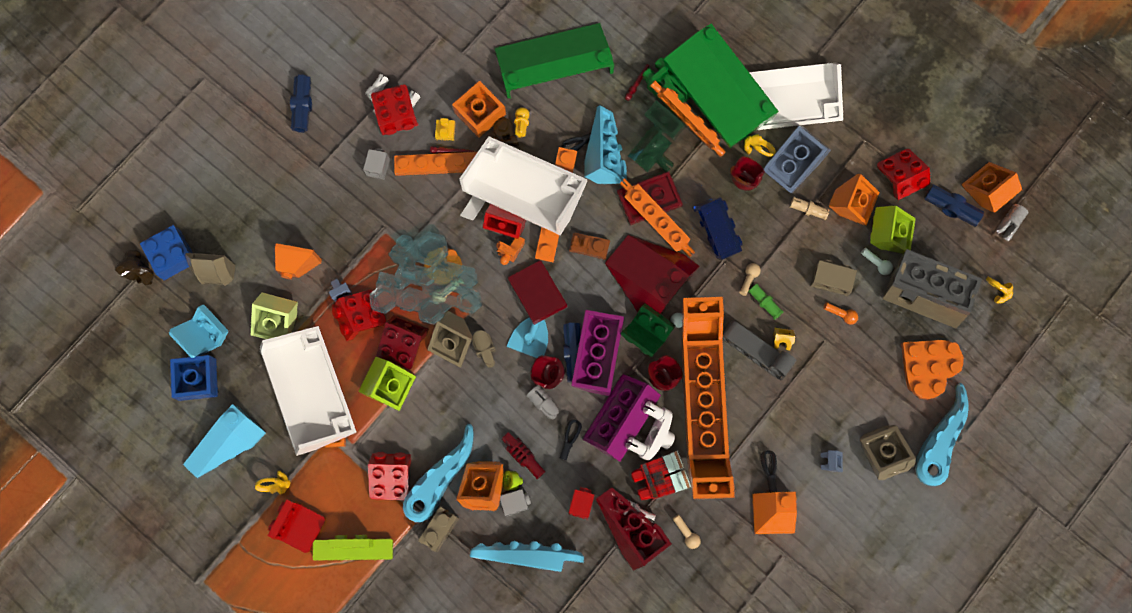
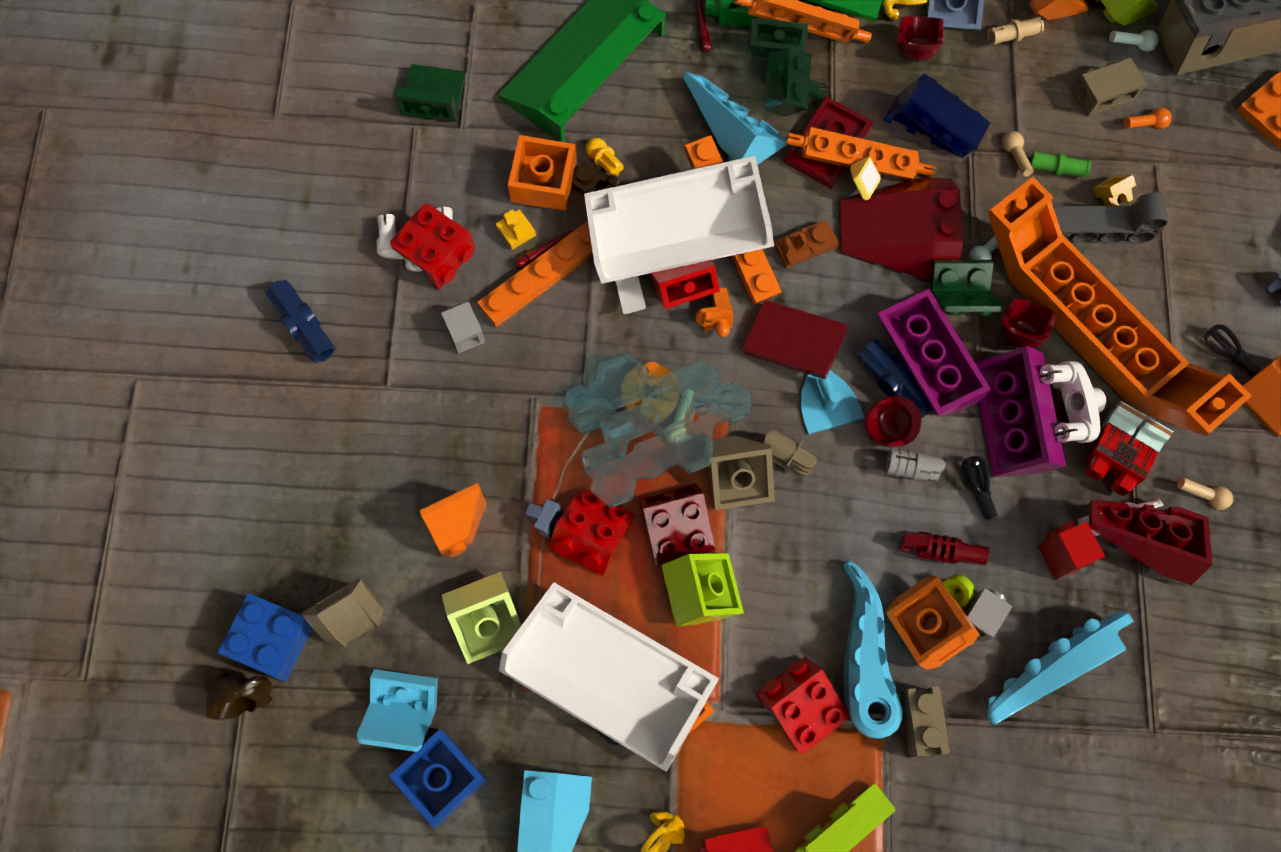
camera: 45 degrees left, 5 degrees down
(460, 23) = (431, 93): none -> dark green bracket
(583, 140) = (696, 127): black piece -> none
(647, 232) = (865, 177): none -> slope

